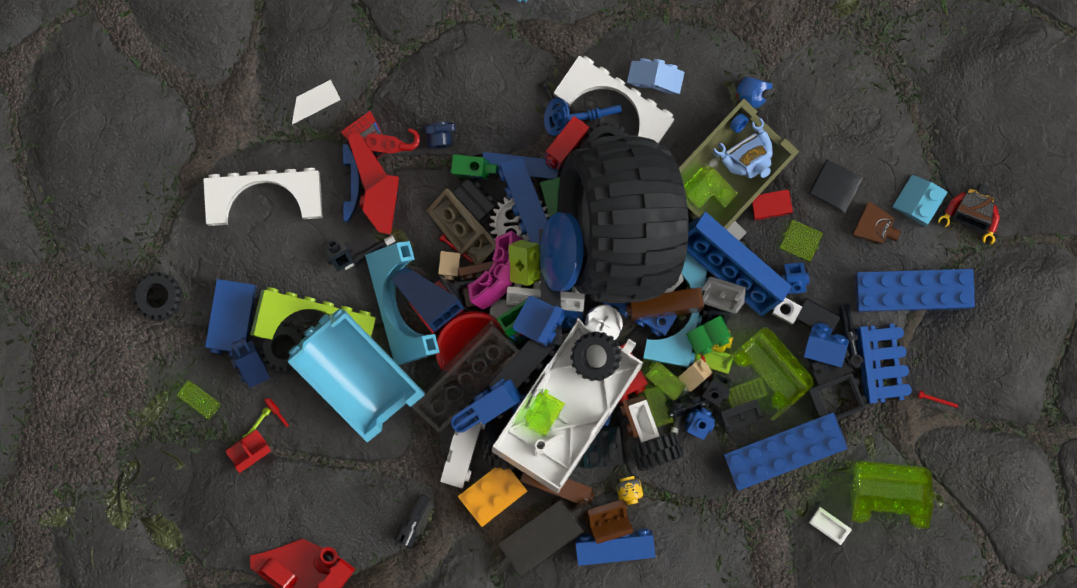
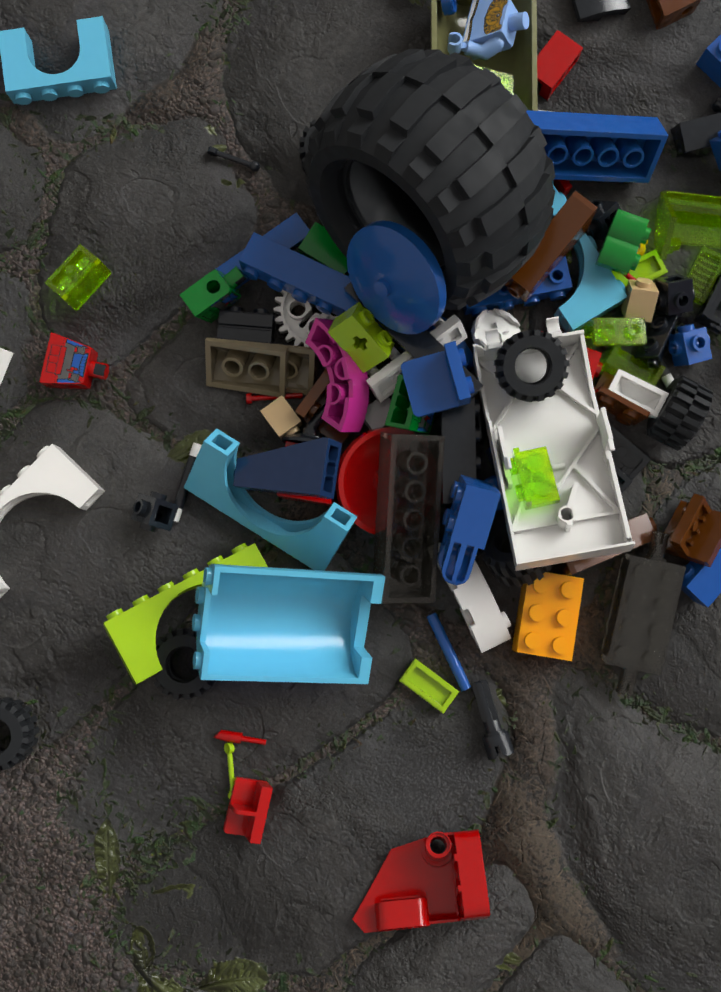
camera: 50 degrees left, 0 degrees up
(199, 399) = (144, 803): clear neon green panel -> none
(230, 315) = (99, 683): blue brick -> none
(249, 363) = (161, 715): dark blue brick -> none
(350, 206) = (122, 451): blue slope -> none
(379, 187) = (130, 400): red slope -> none
(398, 474) = (429, 685): none -> lime tile
(411, 90) = (78, 277): none -> clear neon green bracket
(424, 466) = (448, 651): none -> blue bar
(439, 134) = (147, 293): dark blue piece -> none
(564, 116) = (260, 163): blue dish -> none
(565, 142) = (288, 182): red brick -> none
(586, 77) = (250, 100): white arch -> none
(629, 490) = (681, 480): yellow head -> none
(656, 76) = (314, 35): light blue brick -> none
(723, 295) = (600, 185): light grey hinge -> none
(794, 311) = (678, 155): white brick -> none
(796, 276) = (647, 105): blue brick -> none
(801, 240) = (613, 77): clear neon green piece -> none

